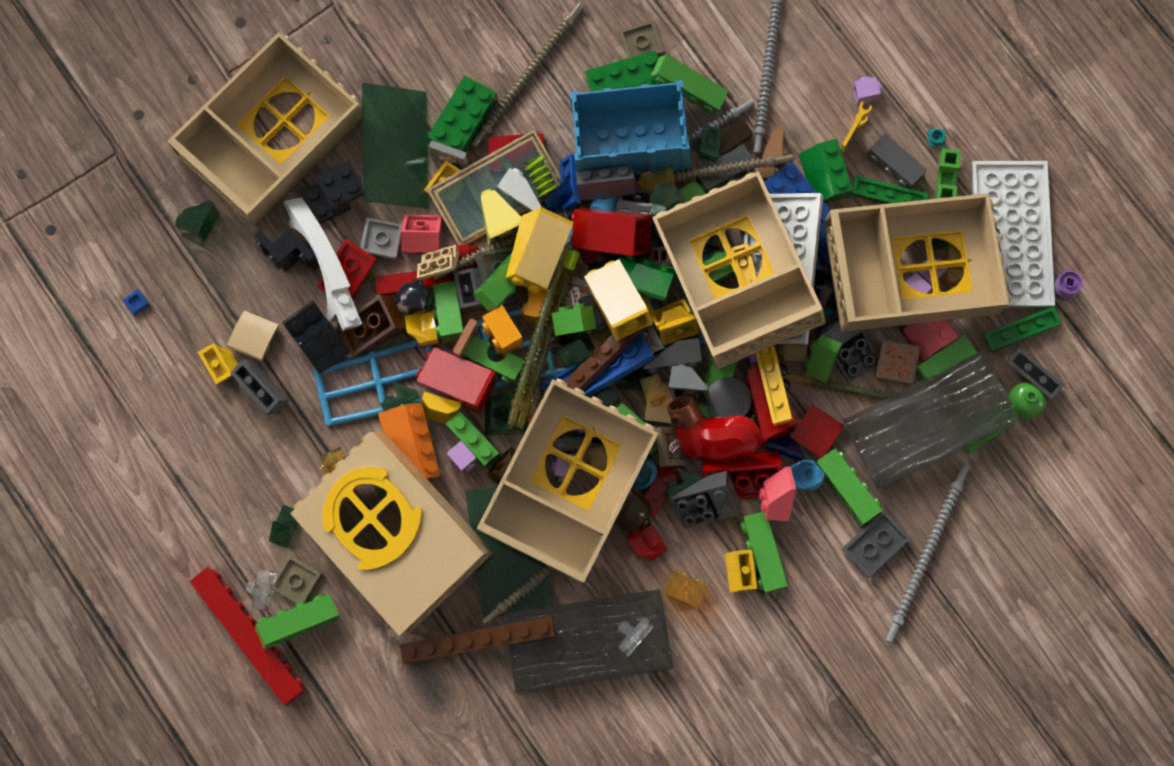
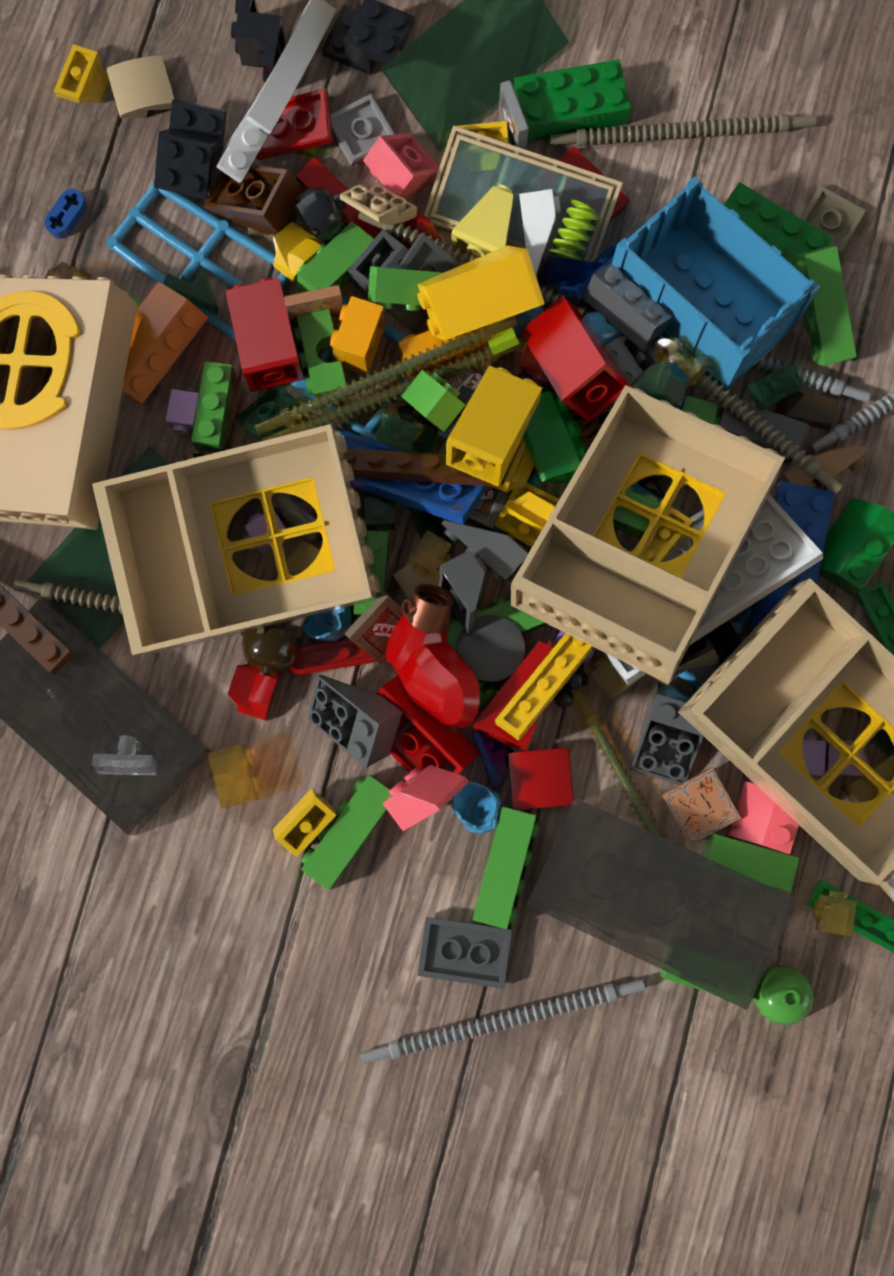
camera: 50 degrees right, 5 degrees up
(259, 386) = (87, 137): dark grey brick -> none
(285, 435) = (67, 214): none -> blue beam
(440, 408) = (219, 341): yellow slope -> none
(685, 480) = (359, 677): clear green slope -> none
(823, 358) = (630, 716): bright green brick -> none
(1006, 340) = (835, 913): none -> clear yellow brick
(1035, 373) = (824, 980): dark grey brick -> none

